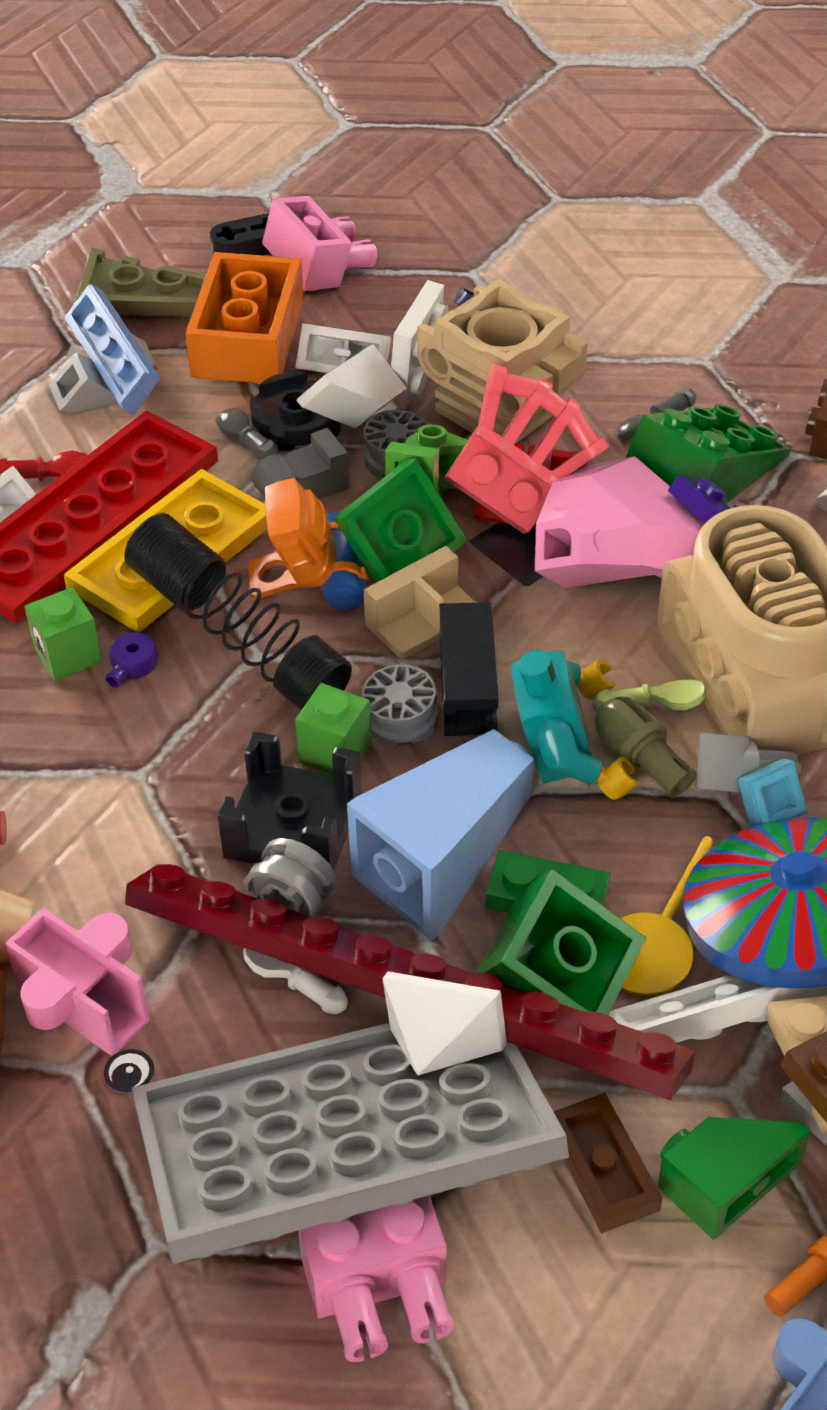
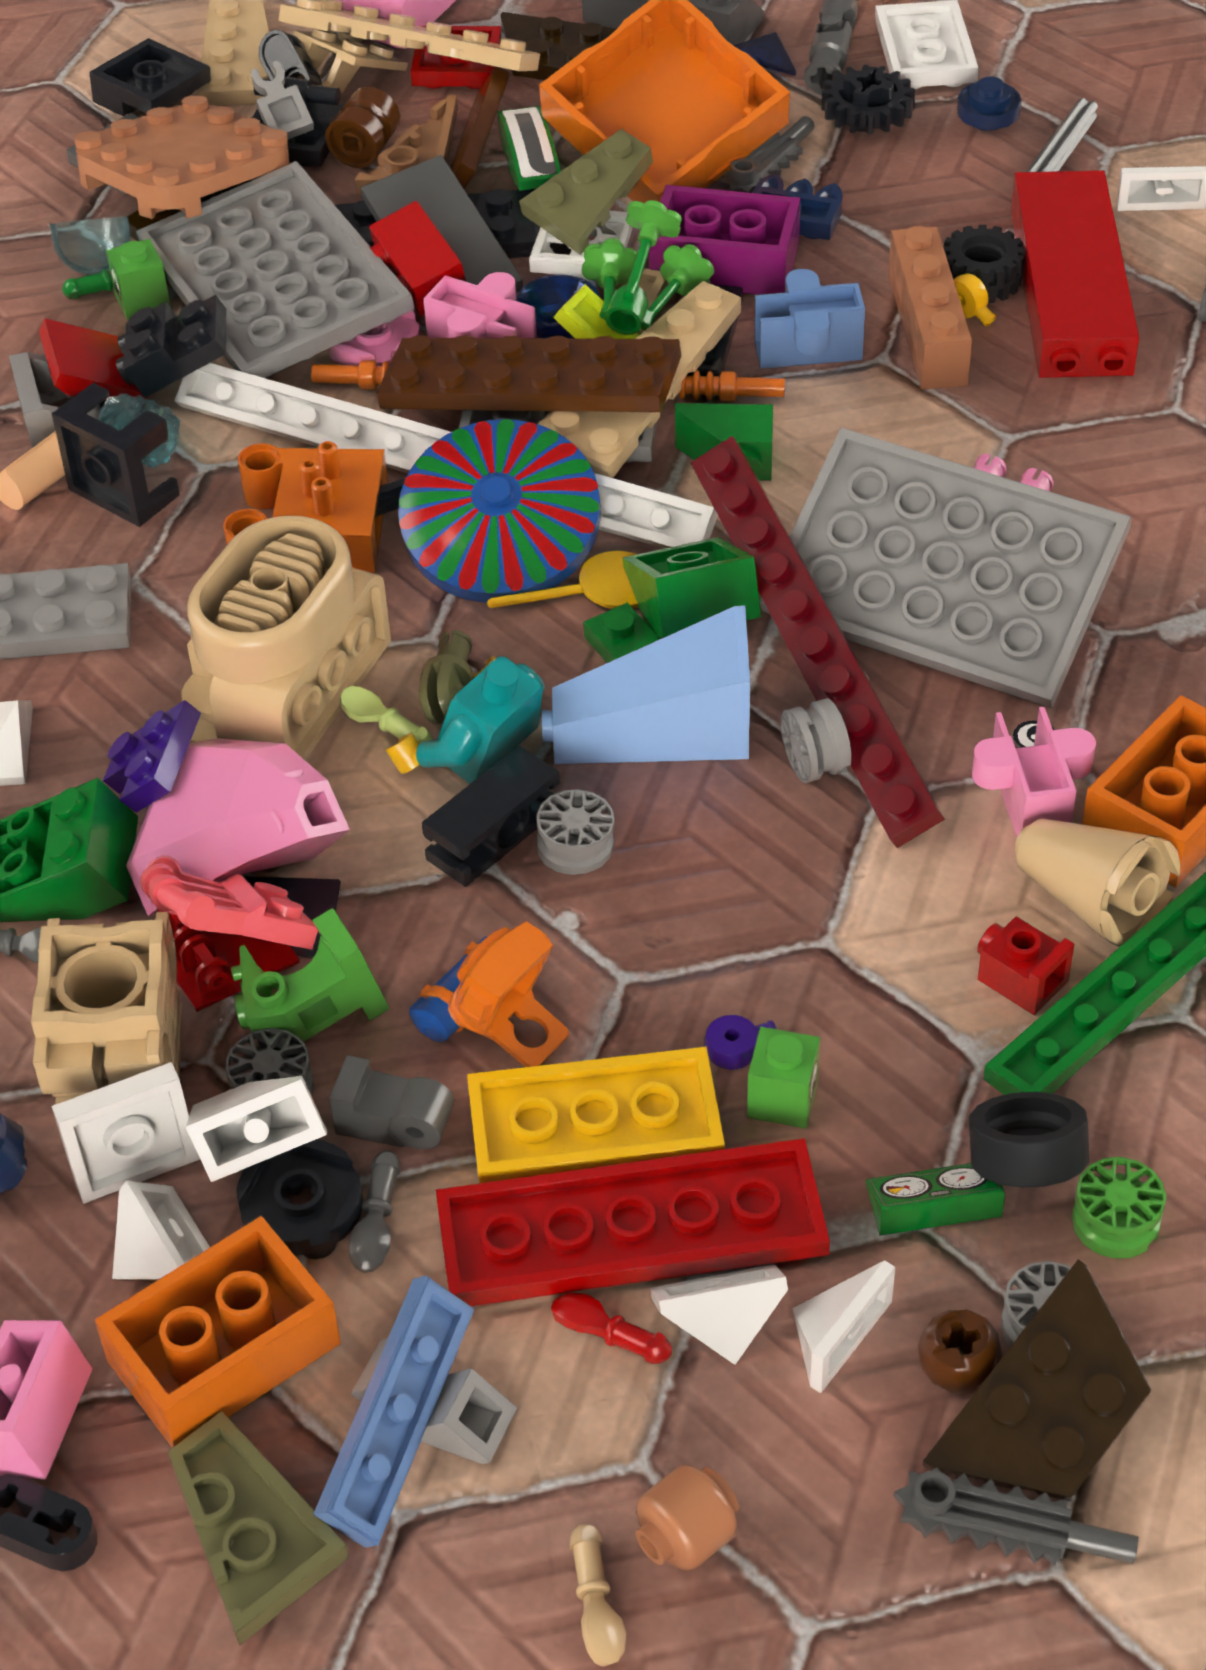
camera: 135 degrees left, 0 degrees up
(193, 574) = (636, 1003): black piece -> none
(289, 803) = (752, 808): black panel -> none
(331, 721) = (656, 831): bright green brick -> none
(399, 522) = (433, 938): green plate -> none
(406, 604) = (450, 906): tan panel -> none
(443, 1020) = (832, 564): white slope -> none
(606, 1164) = (793, 483): reddish brown plate -> none
(731, 757) = (418, 618): light grey axle -> none
(772, 793) = (415, 587): medium azure tile -> none

